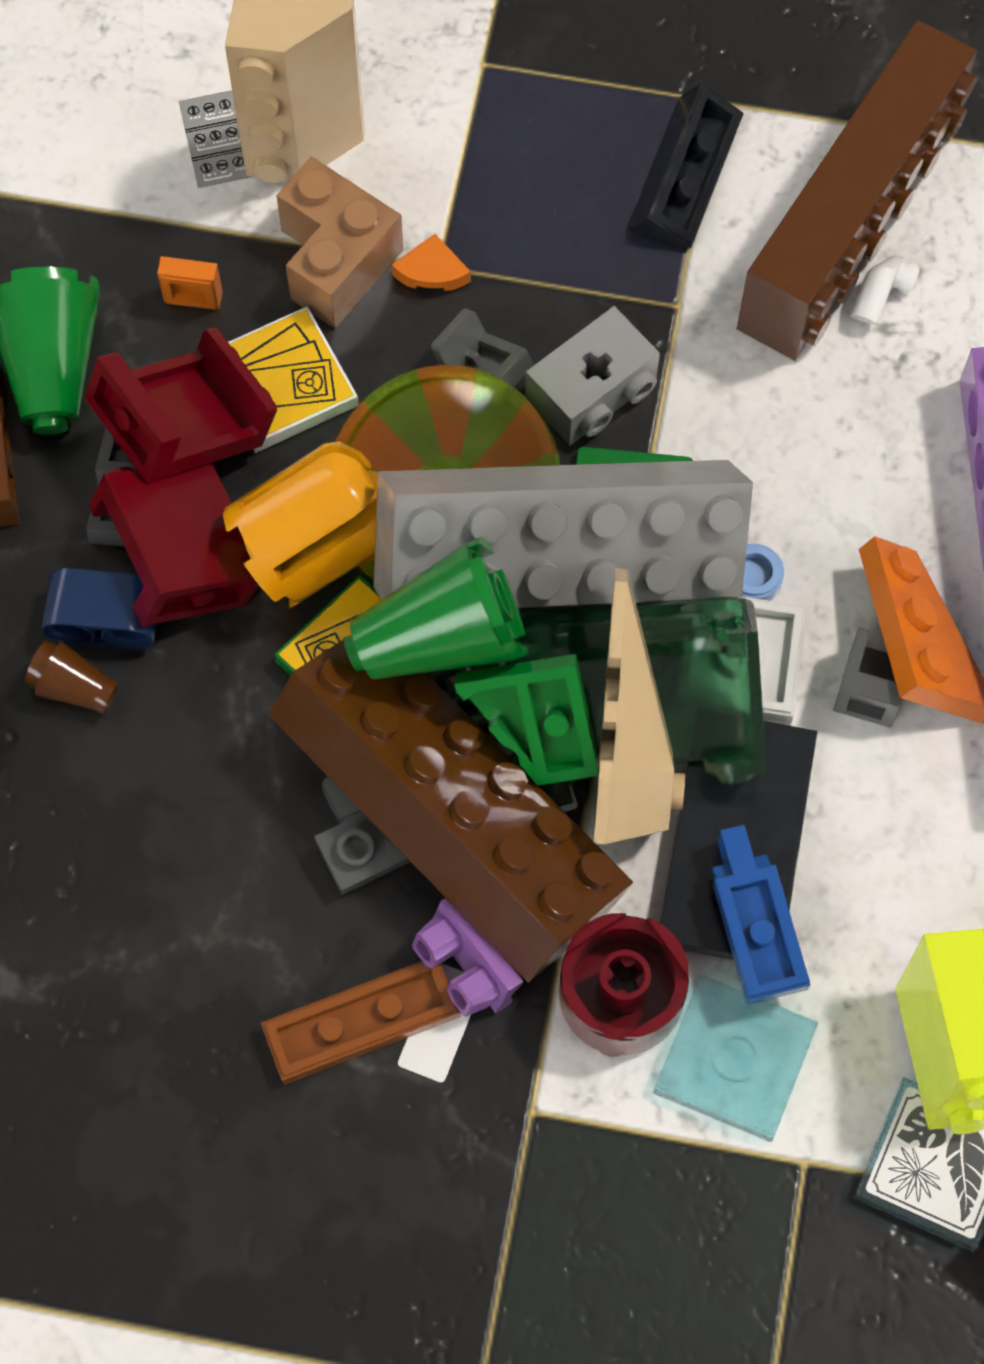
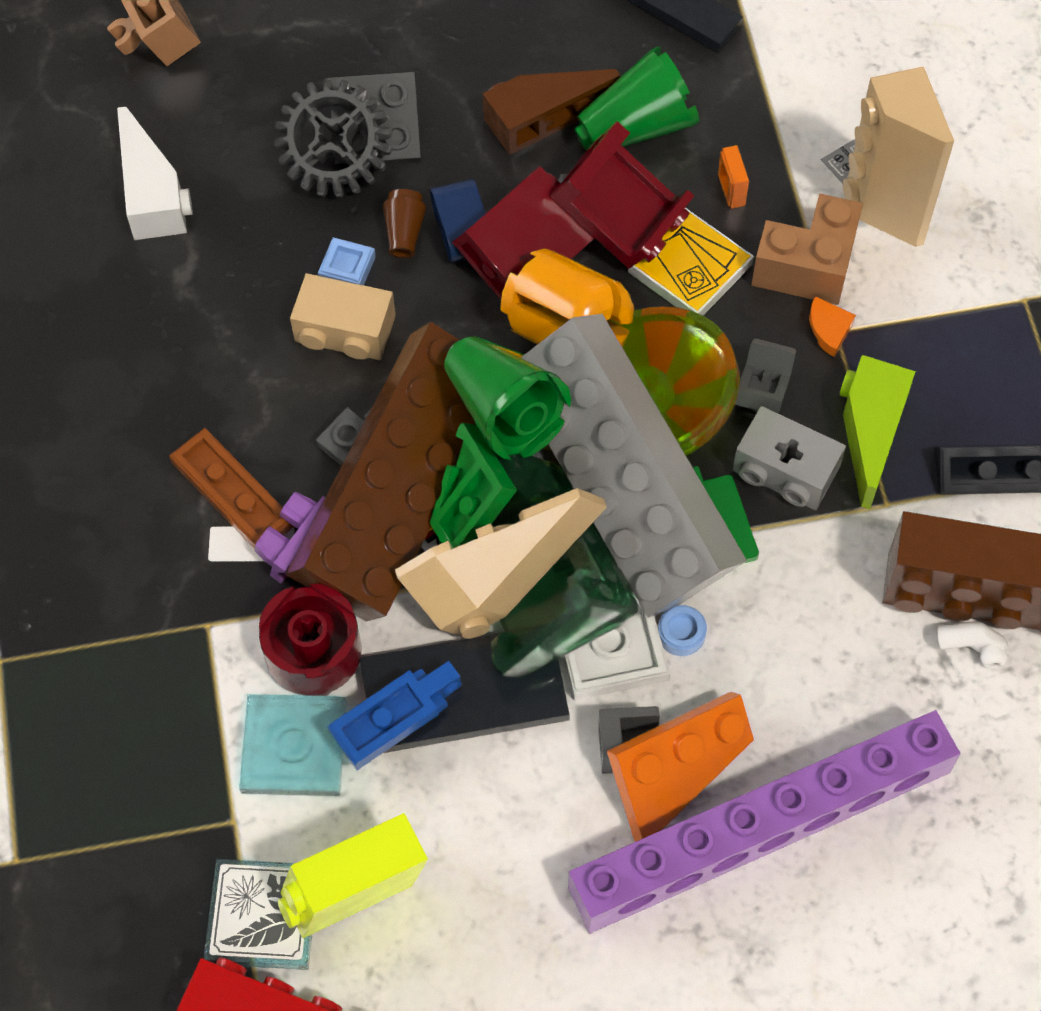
camera: 70 degrees right, 5 degrees down
(93, 771) = (347, 261): none -> light blue tile
(180, 798) = (343, 317): none -> tan brick
(585, 273) = (871, 418): none -> lime slope

